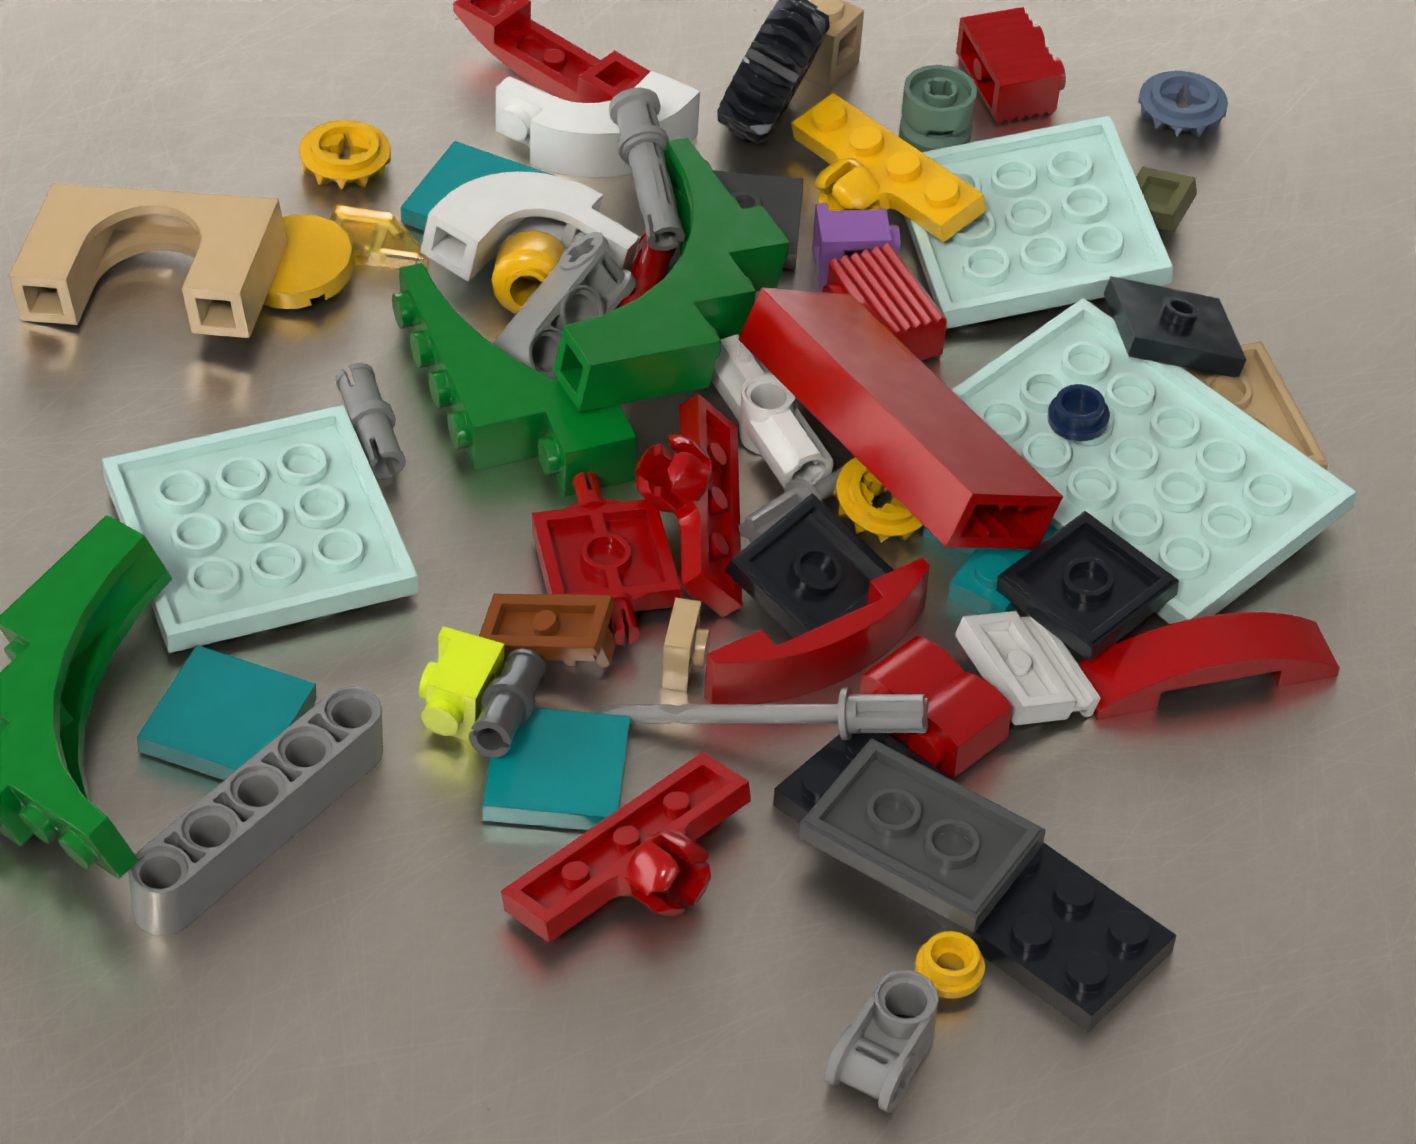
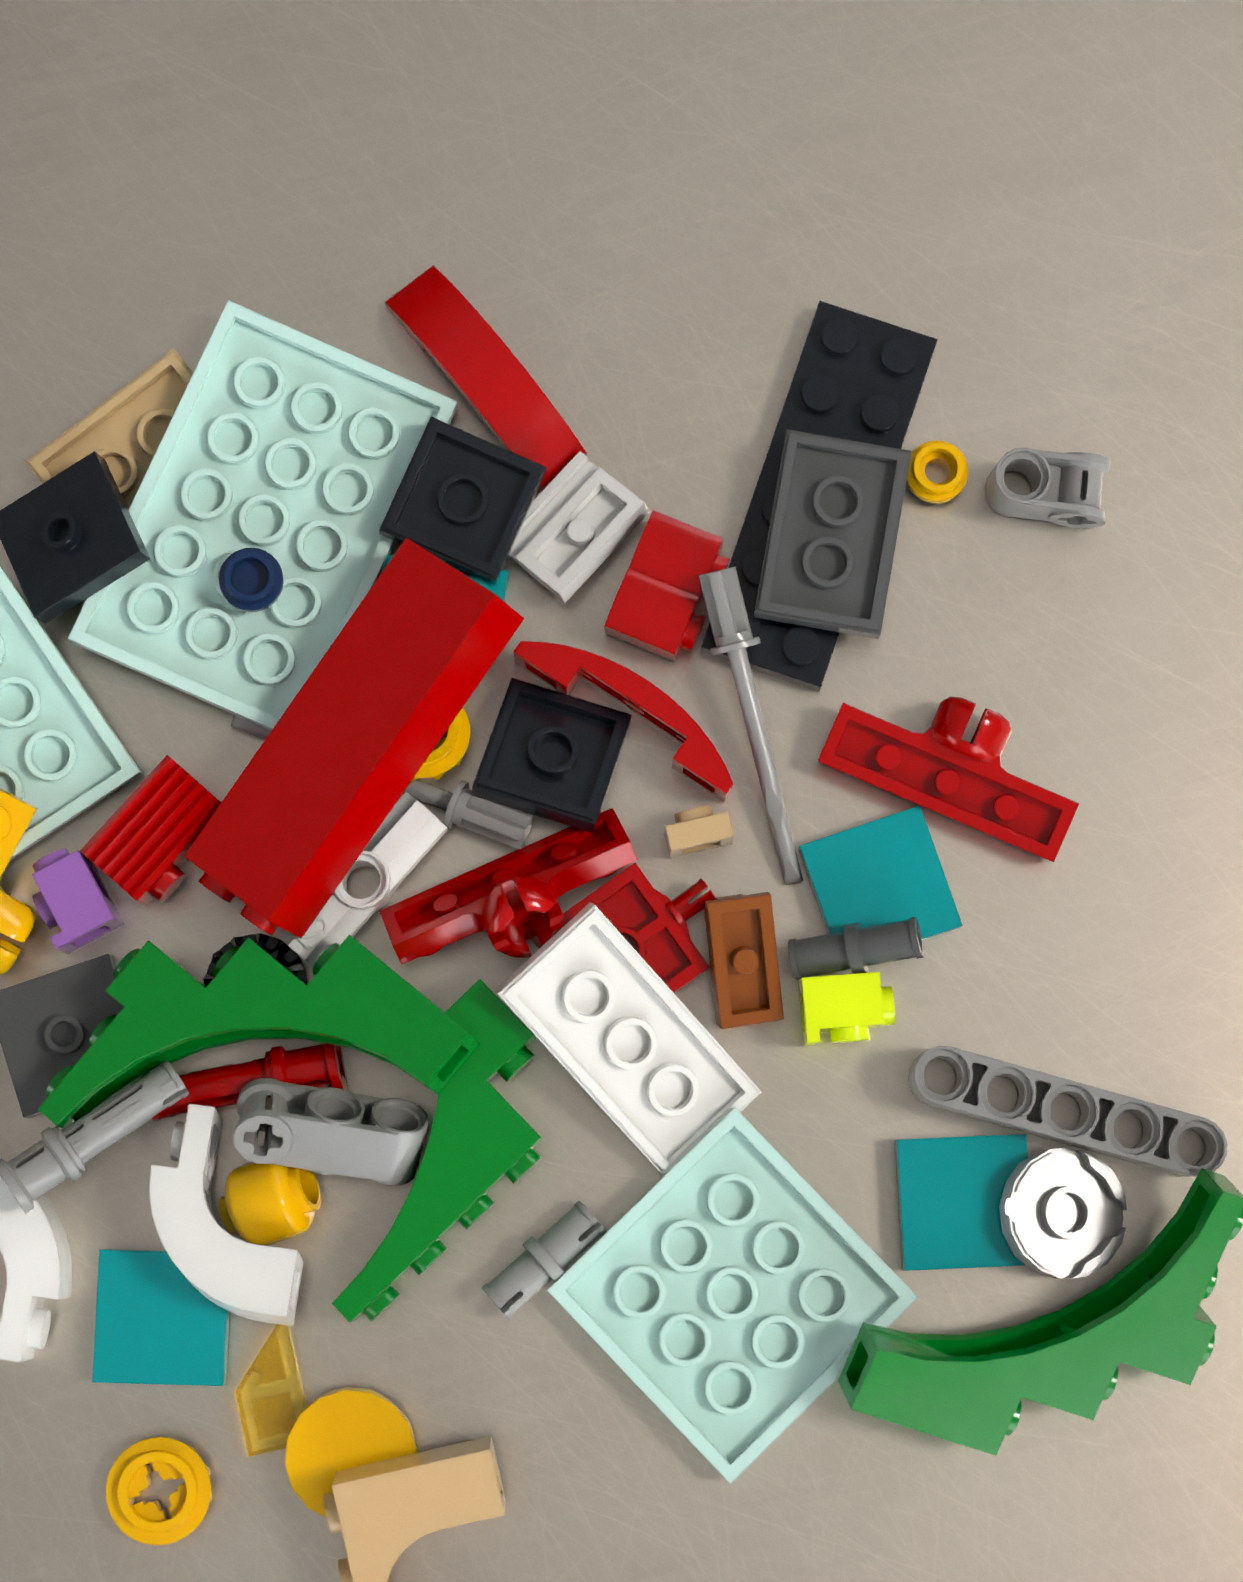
camera: 110 degrees left, 35 degrees up
(163, 768) = (1063, 1213): none -> tile
(524, 519) = (626, 1038): none -> white tile

